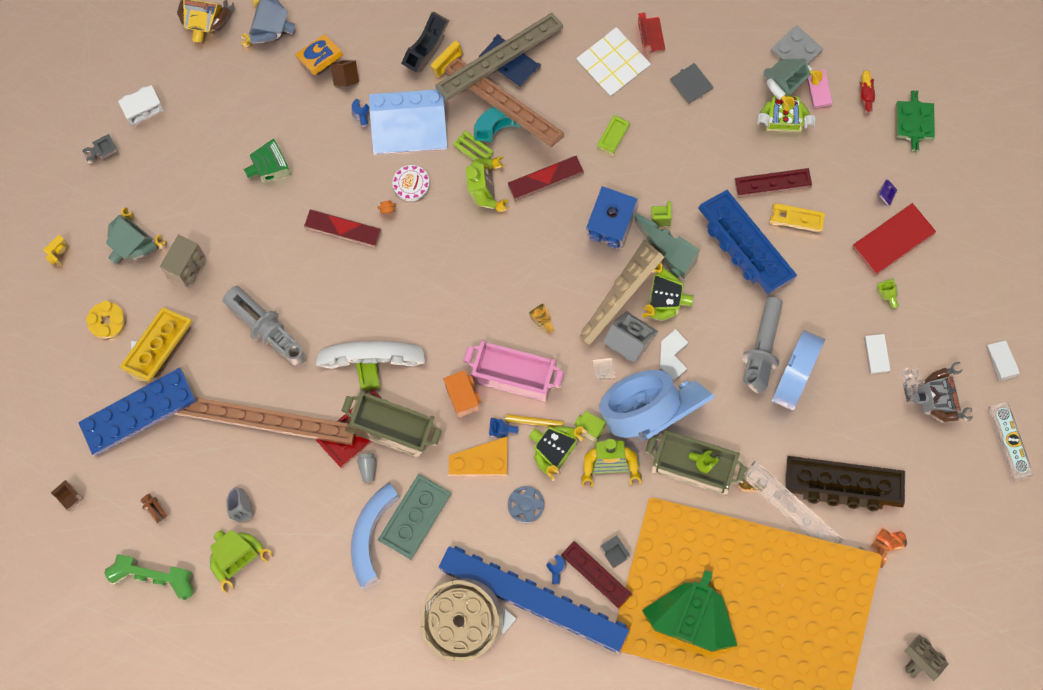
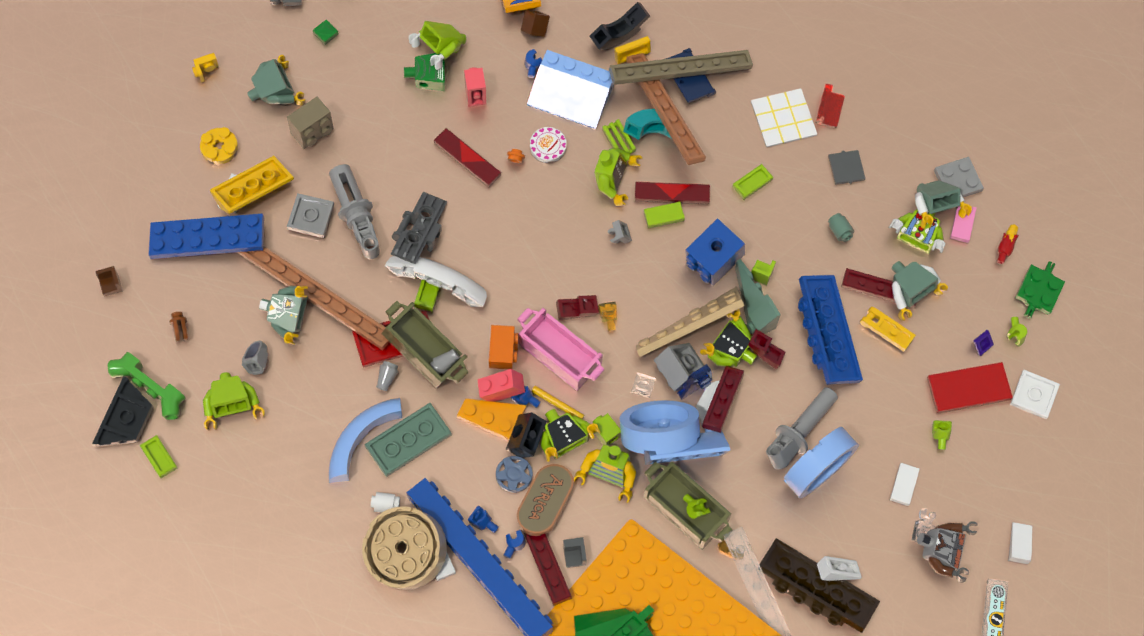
camera: 15 degrees right, 5 degrees down
(144, 615) = (124, 417): none -> black wing
(153, 167) = (325, 32): none -> green tile
(193, 637) = (158, 456): none -> lime tile
(224, 348) = (310, 215): none -> light grey plate
(246, 449) = (286, 311): none -> torso
(266, 127) = (440, 38): none -> lime torso
(319, 158) = (475, 86): none -> coral brick
(332, 333) = (425, 229): none -> dark grey piece
(415, 431) = (444, 361): none -> light grey cone
(422, 585) = (384, 501): none -> white brick
(477, 429) = (501, 385): none -> coral brick
(510, 324) = (577, 308): none -> dark red slope
(517, 235) = (621, 231): none -> light grey tile
(517, 560) = (481, 520): none -> blue piece
(521, 464) = (526, 435): none -> black brick
(548, 202) = (664, 215): none -> lime tile
(565, 515) = (545, 500): none -> dark tan tile
(653, 342) = (699, 379): none -> clear blue wing
(682, 350) = (723, 399): none -> dark red tile
(698, 287) = (762, 346): none -> dark red slope
(713, 142) = (841, 227): none -> sand green brick
(802, 167) = (913, 284): none -> sand green torso
(855, 458) = (838, 569): none -> white slope
(913, 167) = (1018, 331): none -> lime piece
(954, 219) = (1035, 394): none -> white tile

